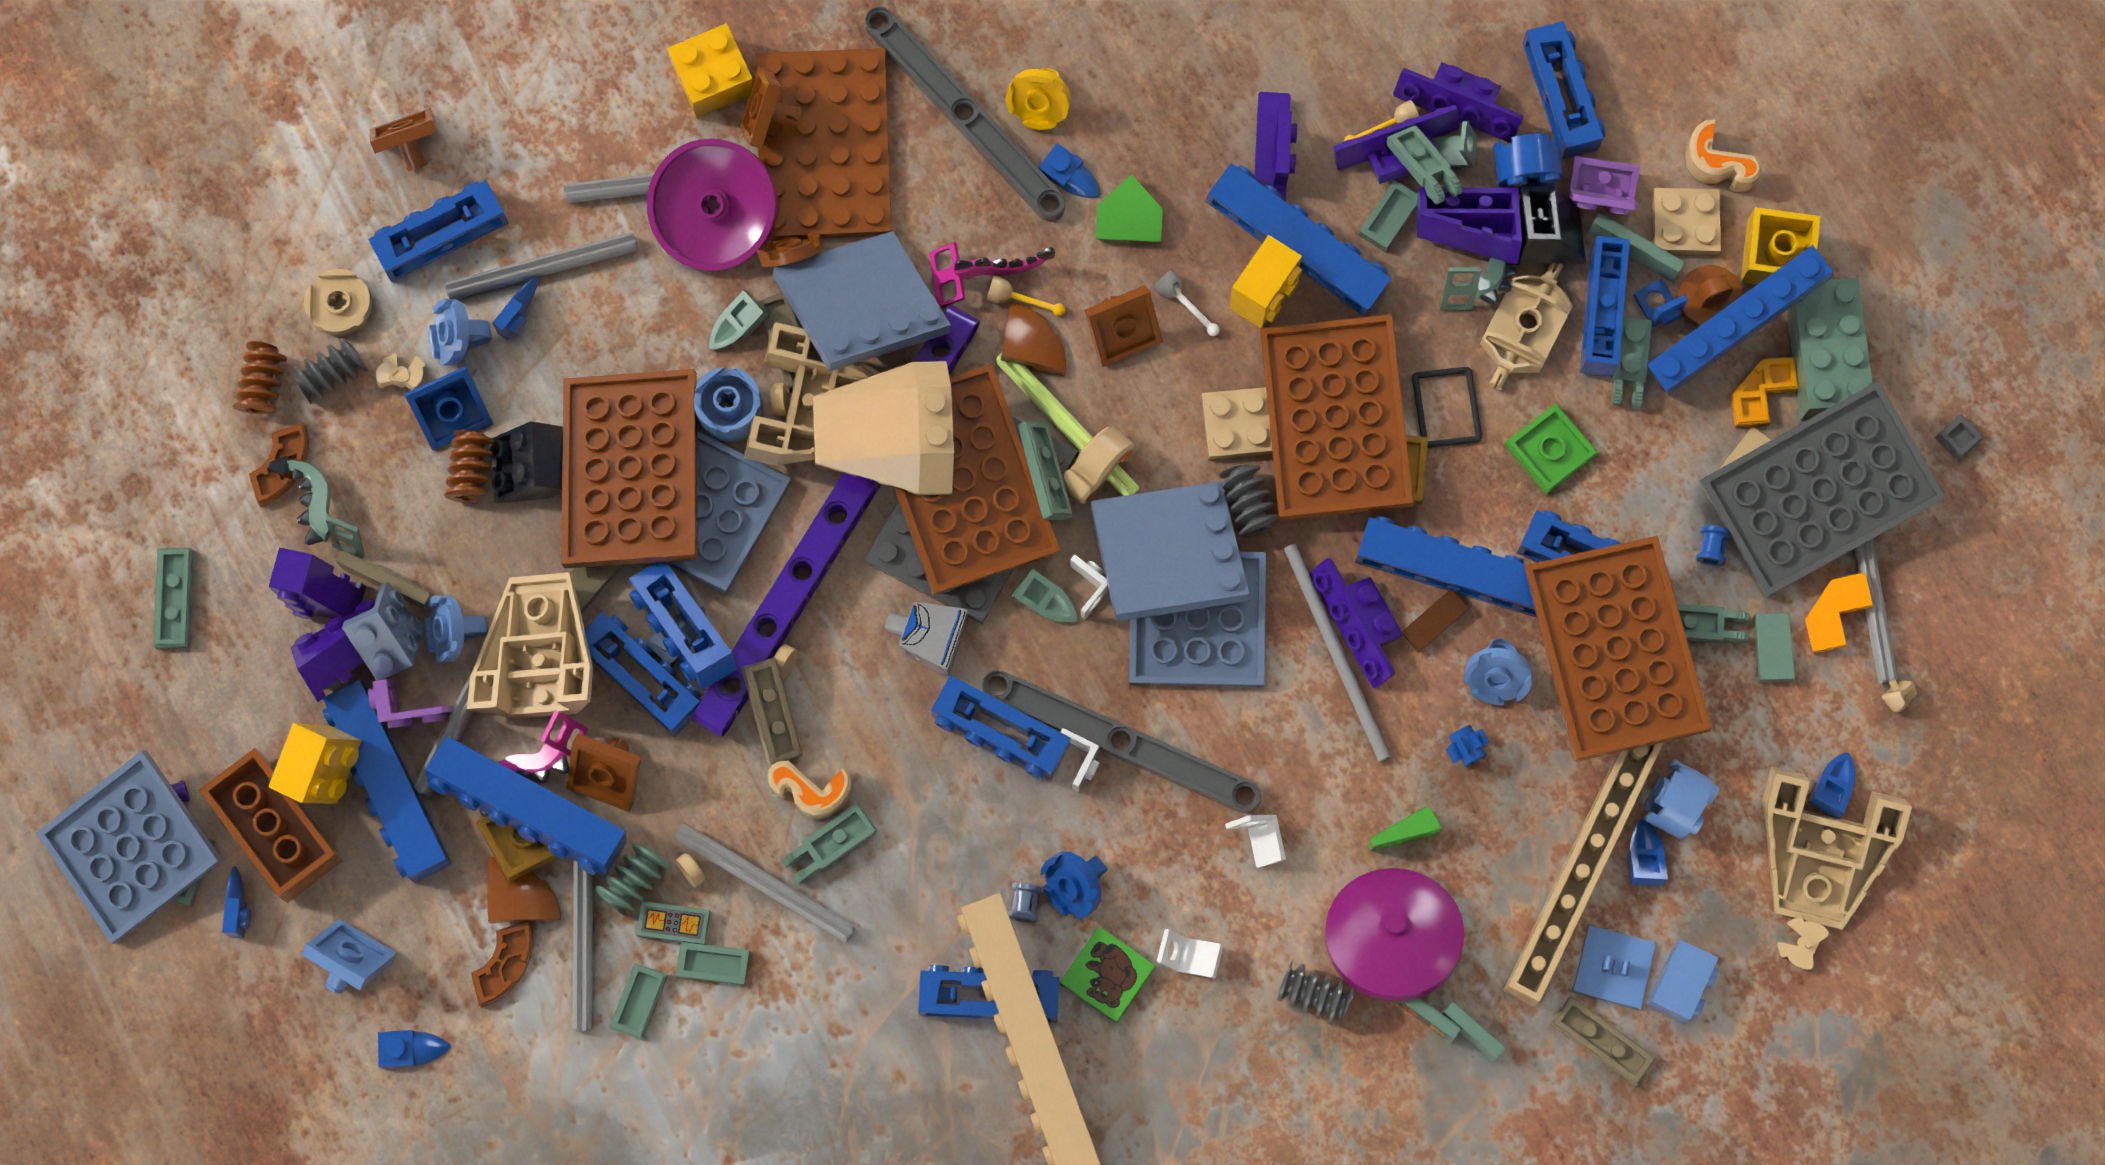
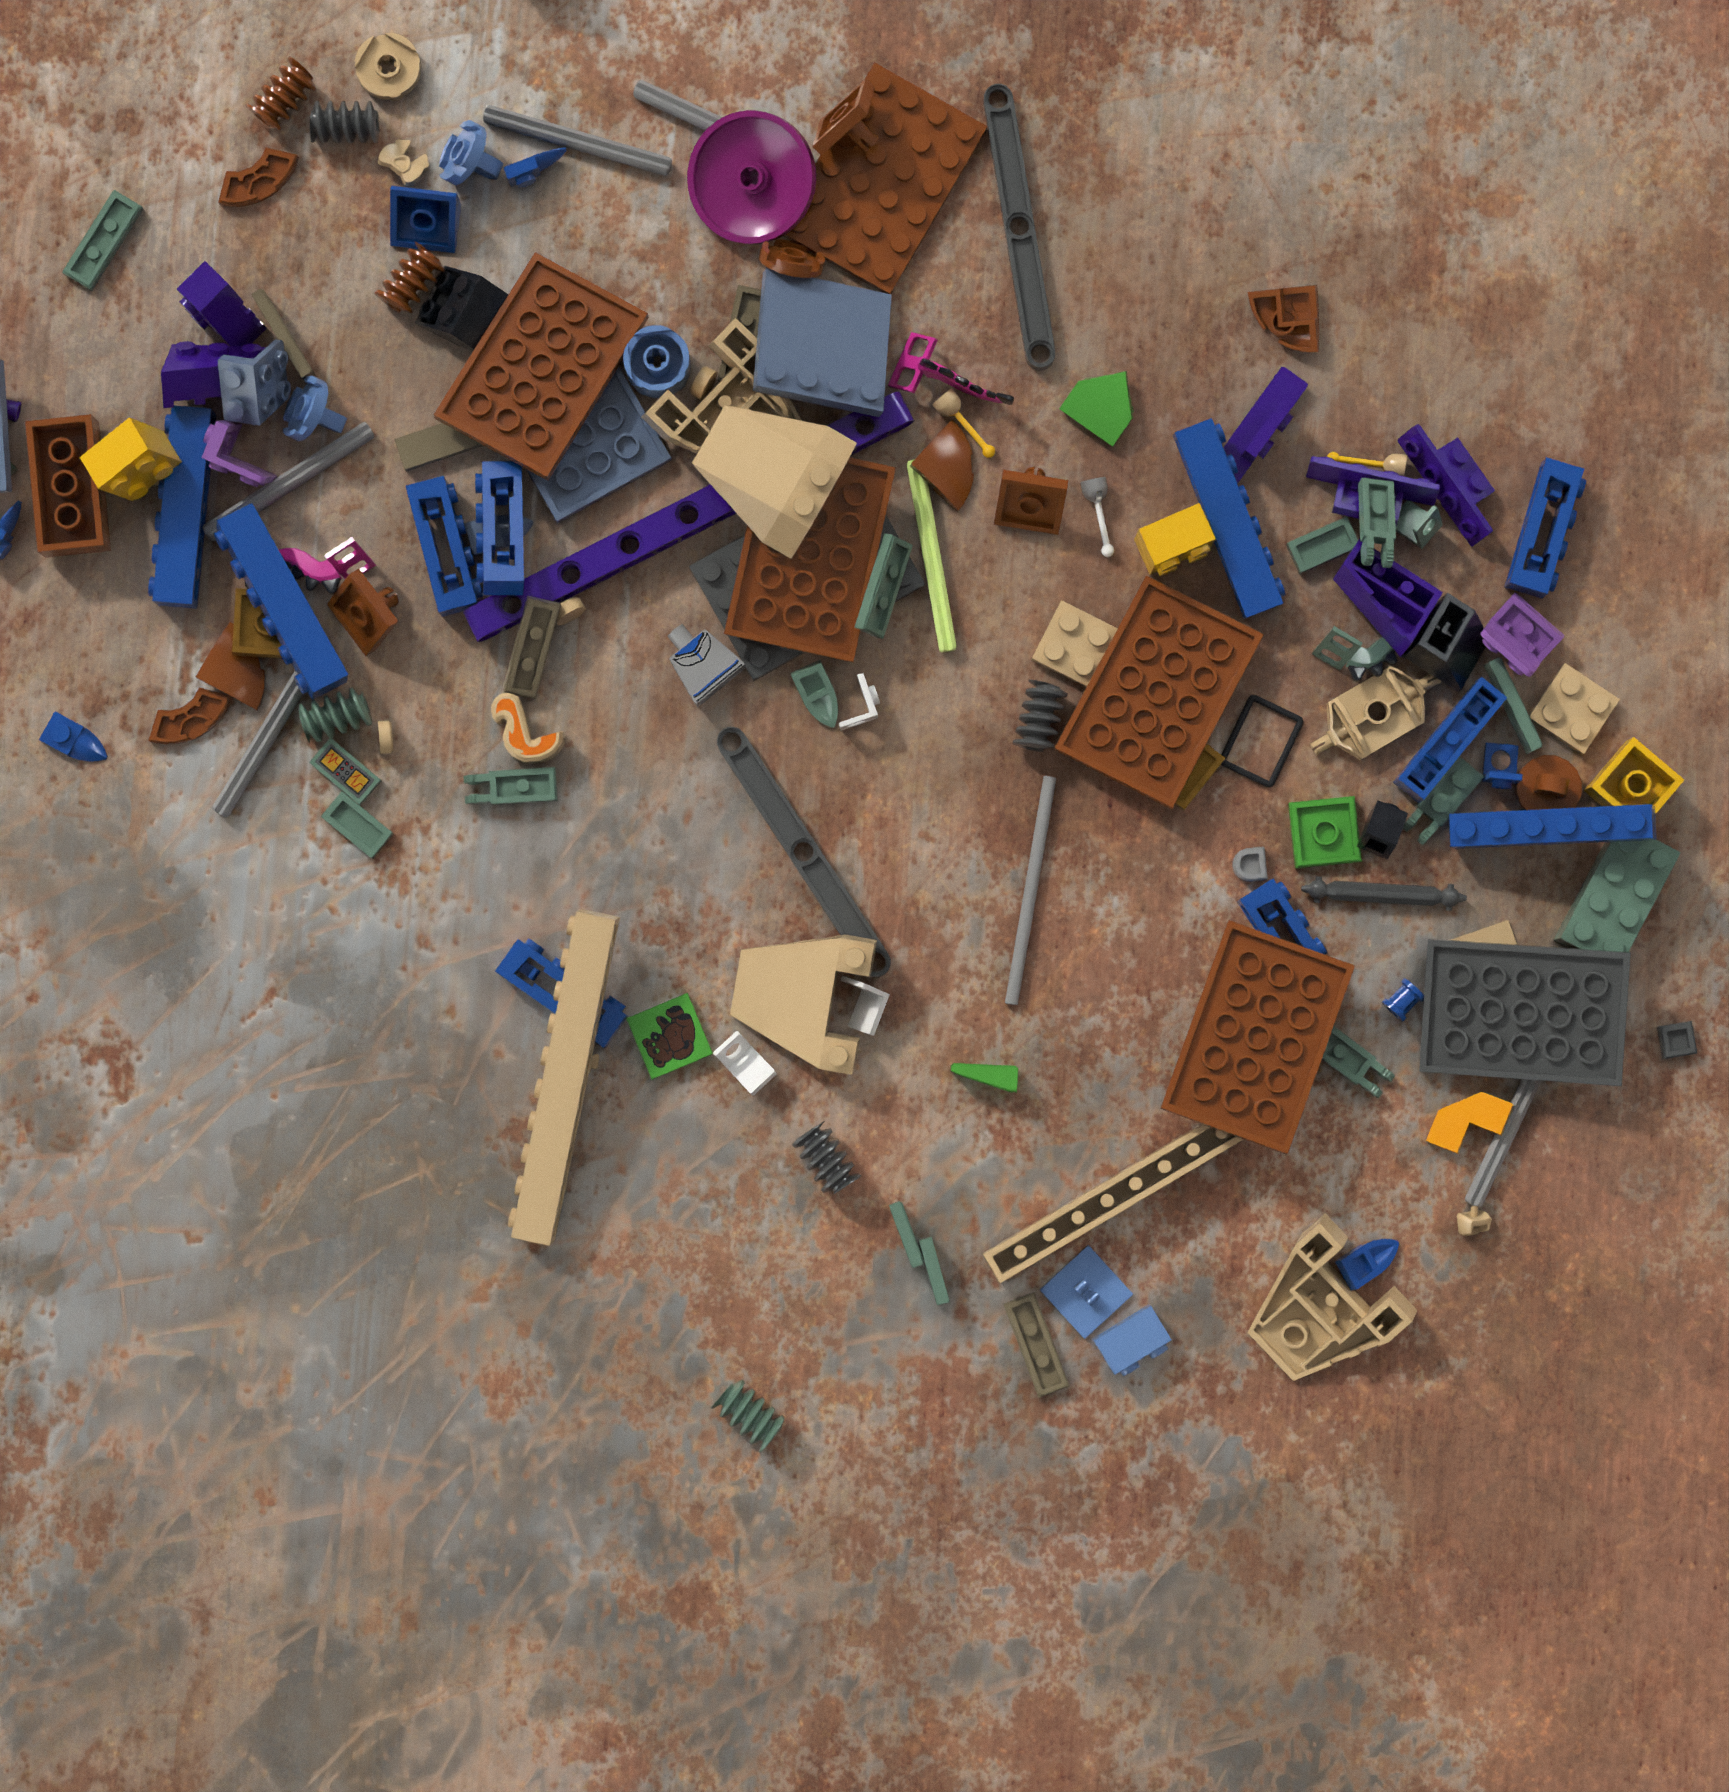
camera: 30 degrees right, 10 degrees up
(318, 503) = (266, 235): sand green piece -> none
(348, 956) = (66, 634): medium blue tile -> none
(393, 243) = (555, 49): blue brick -> none
(534, 652) = (366, 474): tan wedge -> none
(638, 1001) = (278, 817): sand green tile -> none
(711, 70) = (825, 54): yellow brick -> none
(737, 321) = (711, 292): plate -> none
(765, 882) = (439, 785): light grey axle -> none
(1006, 749) = (683, 732): blue brick -> none
(1025, 902) = (639, 935): sand blue bush -> none
(1038, 98) = (1089, 254): yellow tile -> none
(1069, 173) = (1075, 336): blue plate -> none
(1073, 883) = (687, 946): blue tile -> none
(1089, 765) = (765, 855): white bracket -> none
(1097, 463) = (933, 606): tan animal -> none
(1169, 551) = (944, 719): sand blue plate -> none
(1189, 867) = (790, 993): none -> tan wedge
(1205, 644) = (933, 789): sand blue plate -> none
(1236, 49) = (1289, 315): none -> dark orange brick
(1361, 619) = (1069, 875): dark purple bracket -> none
(1394, 934) = (921, 1153): magenta dish -> none
(1435, 620) = (1129, 915): reddish brown piece -> none
(1446, 564) = (1168, 873): blue brick -> none
(1467, 745) = (1085, 1037): blue gear -> none
(1498, 673) = (1148, 994): medium blue tile -> none
(1508, 514) = (1250, 864): none -> light grey tile
(1528, 161) = (1468, 575): blue brick -> none
(1599, 414) = (1382, 829): none -> black brick
(1635, 468) = (1383, 893): none -> dark grey wheel
(1646, 857) = (1172, 1220): blue plate -> none
(1679, 800) = (1227, 1193): medium blue brick -> none
(1716, 166) = (1631, 678): tan animal -> none
(1750, 398) = (1549, 886): light orange tile -> none
(1773, 647) = (1396, 1116): sand green tile -> none
(1812, 934) = (1244, 1379): tan piece -> none

